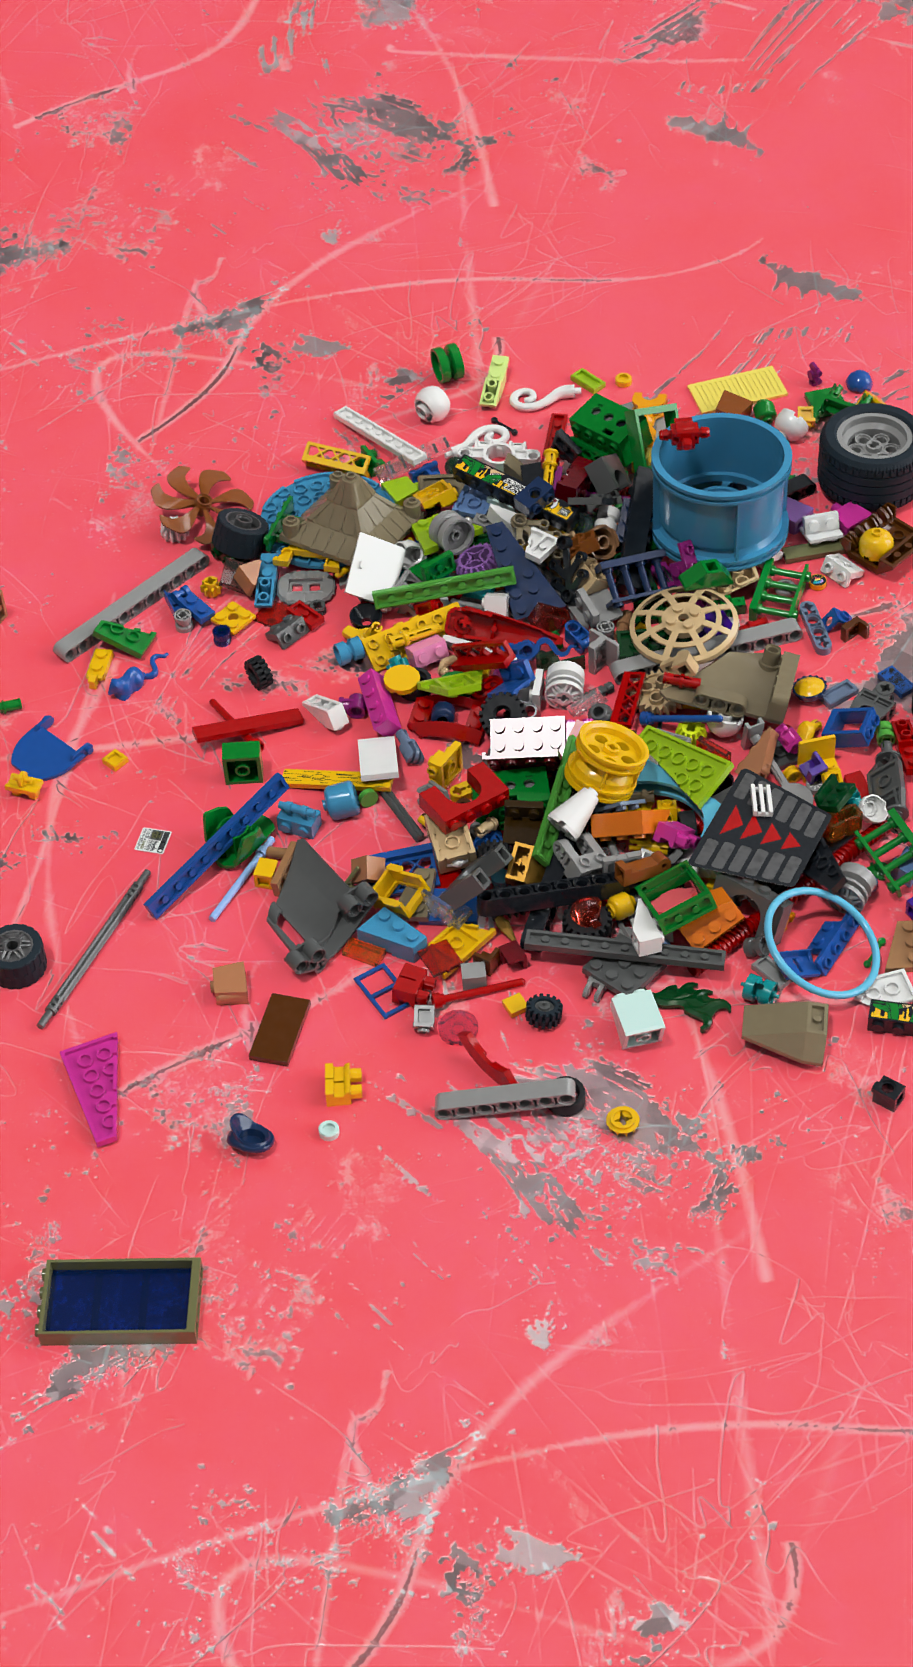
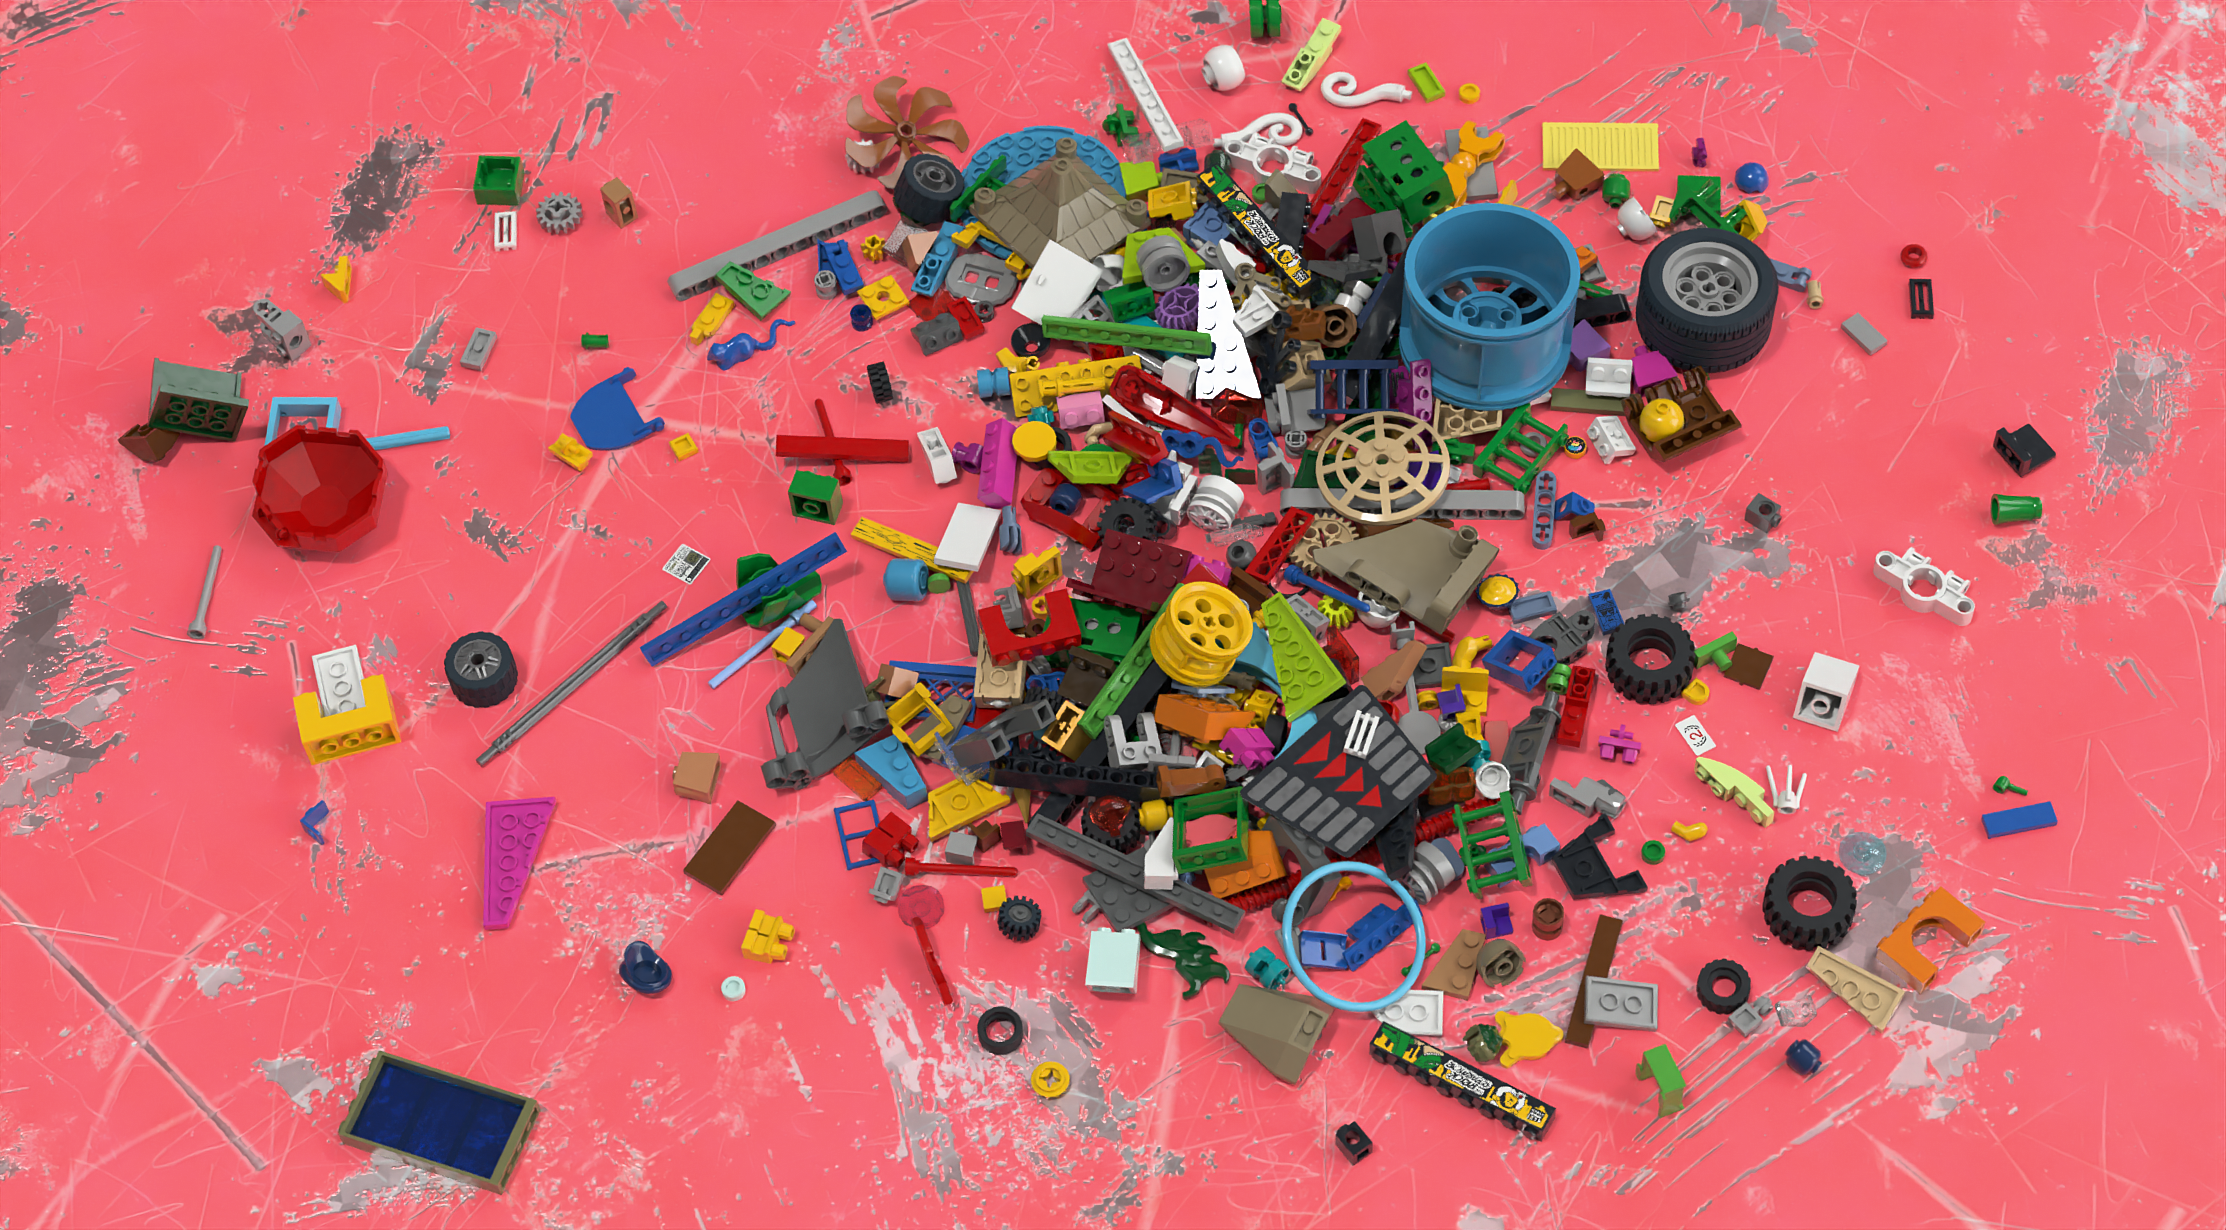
camera: 20 degrees right, 10 degrees up
(298, 819) = (850, 589): dark azure brick -> none
(330, 464) = (1081, 122): yellow fence -> none
(440, 958) = (933, 816): clear red piece -> none
(489, 825) = (1048, 666): tan pin -> none
(505, 1098) = (930, 1015): light grey beam -> none
(534, 497) = (1276, 238): dark blue brick -> none
(549, 464) = (1315, 203): yellow pin -> none
(565, 446) = (1349, 171): black wing -> none
(574, 813) = (1140, 688): white cone -> none
(635, 437) = (1426, 170): green window -> none
(681, 663) = (1352, 524): tan brick -> none
(681, 680) = (1342, 544): red pin -> none
(684, 433) = (1456, 230): red piece -> none
(705, 575) = (1432, 410): green slope -> none
(788, 738) = (1439, 653): dark pink hips -> none

